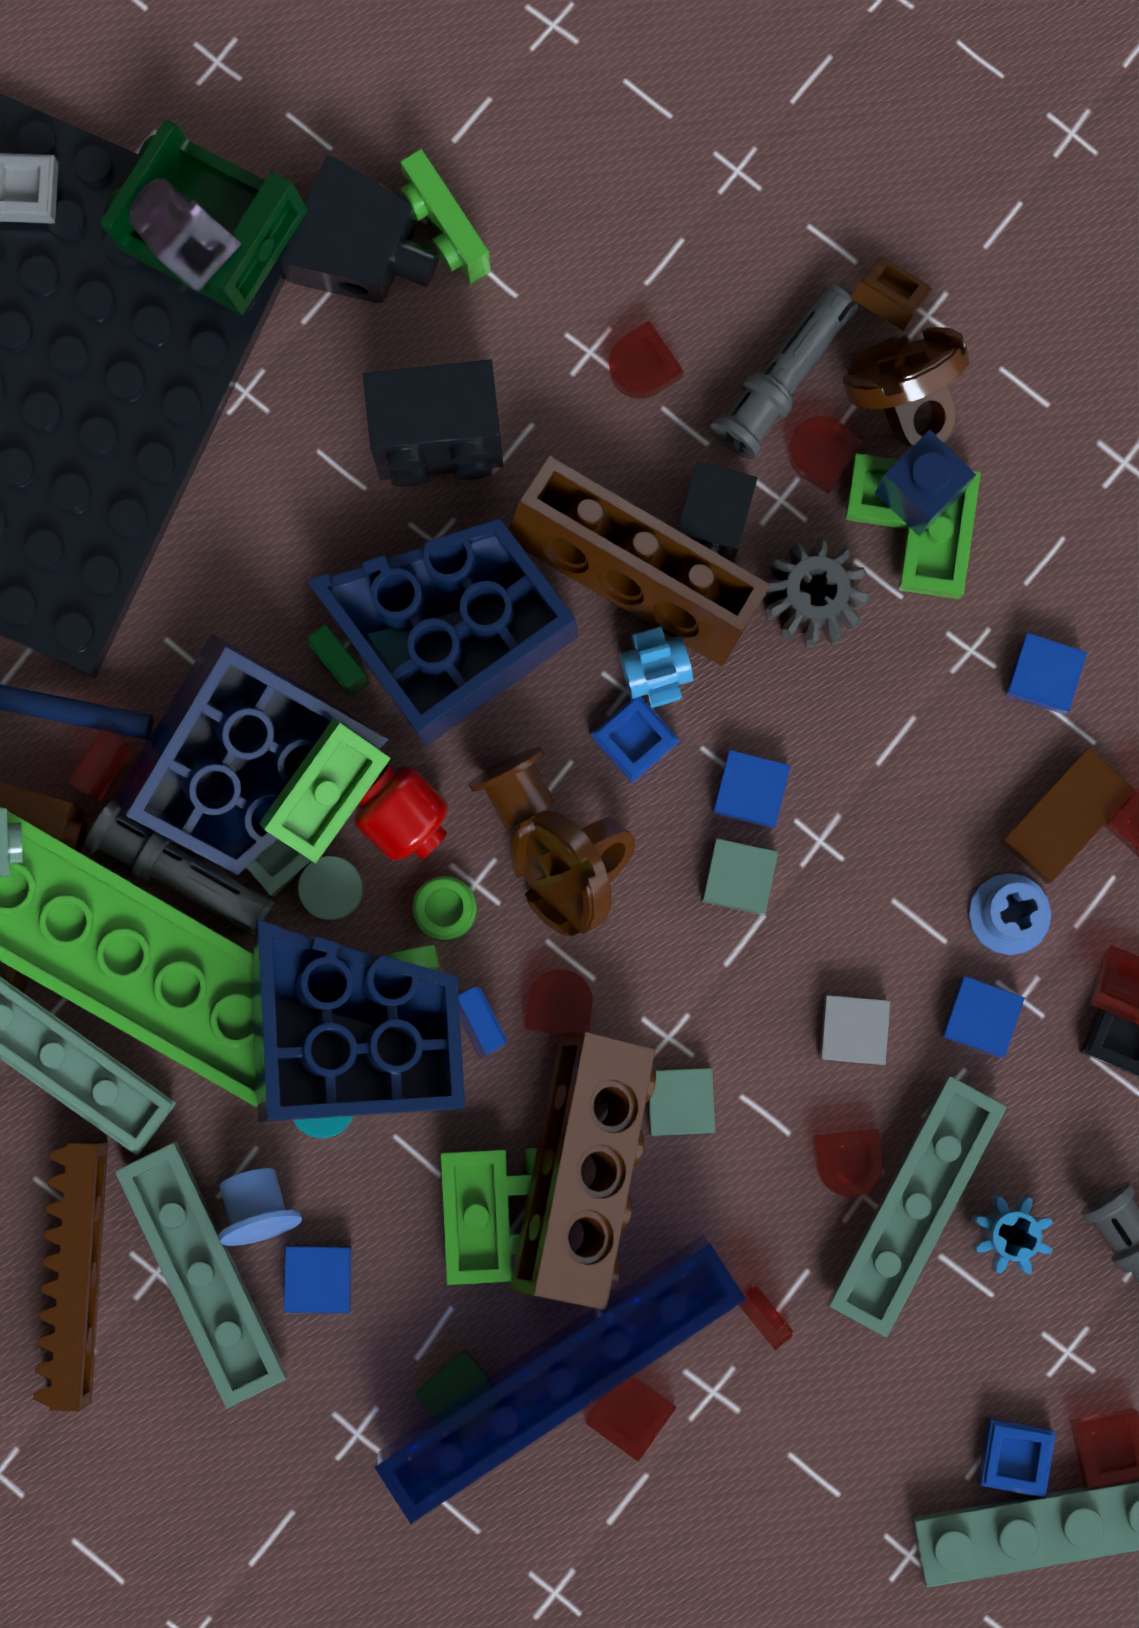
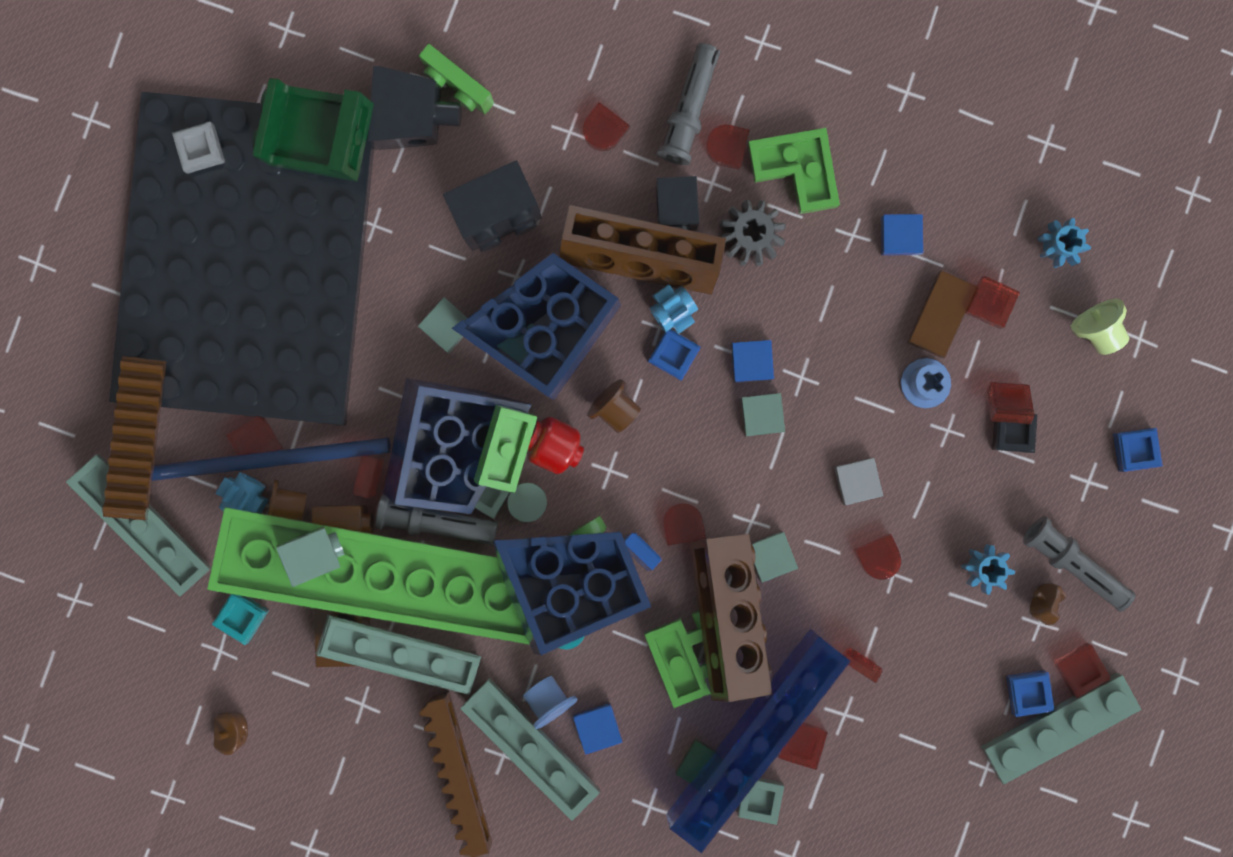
camera: 20 degrees left, 5 degrees up
(181, 232) = (303, 145): clear purple leg -> none
(288, 576) = (439, 324): none -> sand green tile
(337, 661) = (485, 368): dark green tile -> none
(444, 908) = (597, 491): bright green tile -> none
(535, 1482) = (762, 802): none -> sand green tile
(570, 868) = (663, 445): reddish brown tile -> none
(891, 293) = (737, 36): reddish brown tile -> none
(905, 376) = (762, 83): reddish brown tile -> none
(916, 1206) = (927, 571): sand green plate -> none
(924, 483) = (797, 146): dark blue brick -> none
(982, 1017) = (930, 448): blue tile -> none
(1088, 1321) = (1046, 603): none -> reddish brown piece

